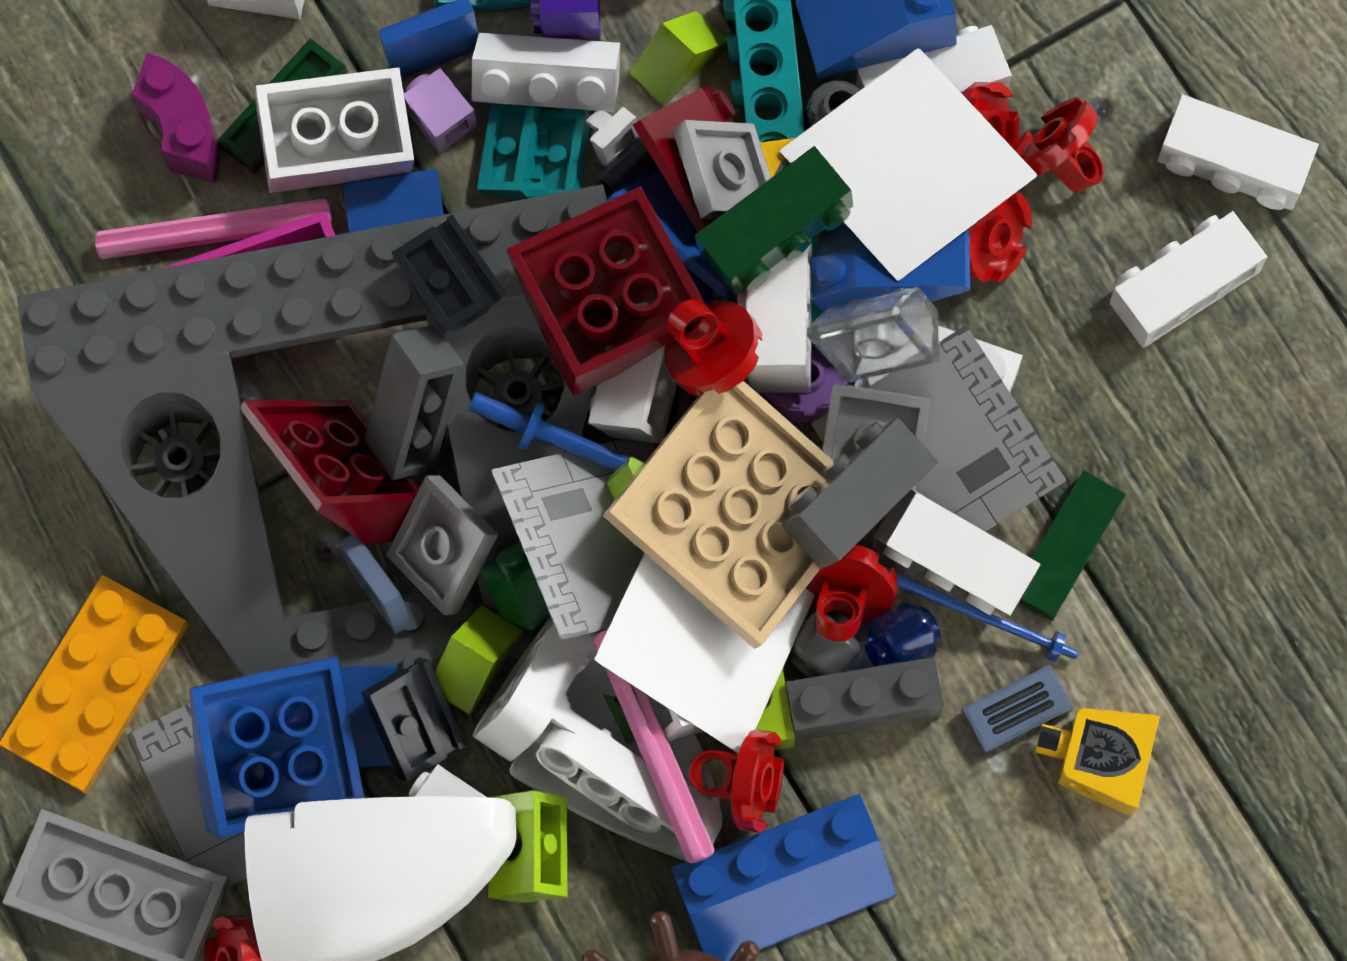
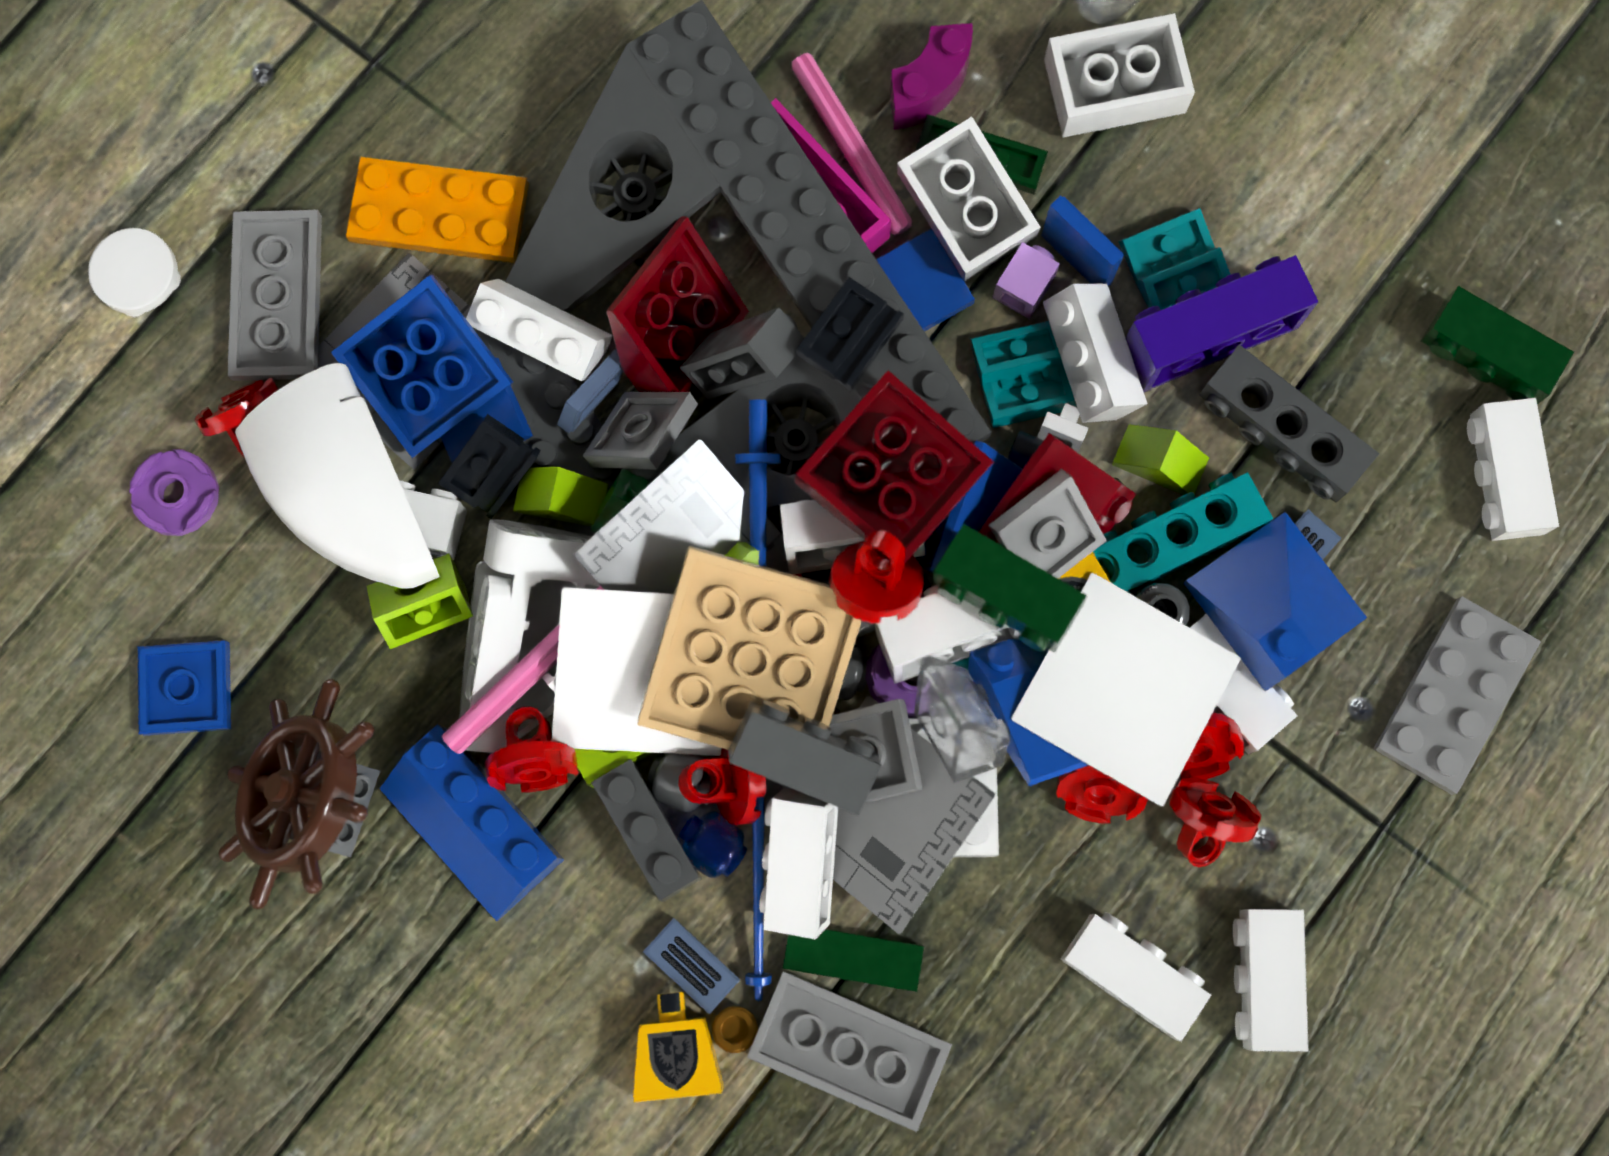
camera: 70 degrees right, 5 degrees up
(289, 608) = (538, 329): none -> white brick
(1097, 688) = (734, 1029): none -> pearl gold tile
(1160, 582) = (849, 1051): none -> light grey plate

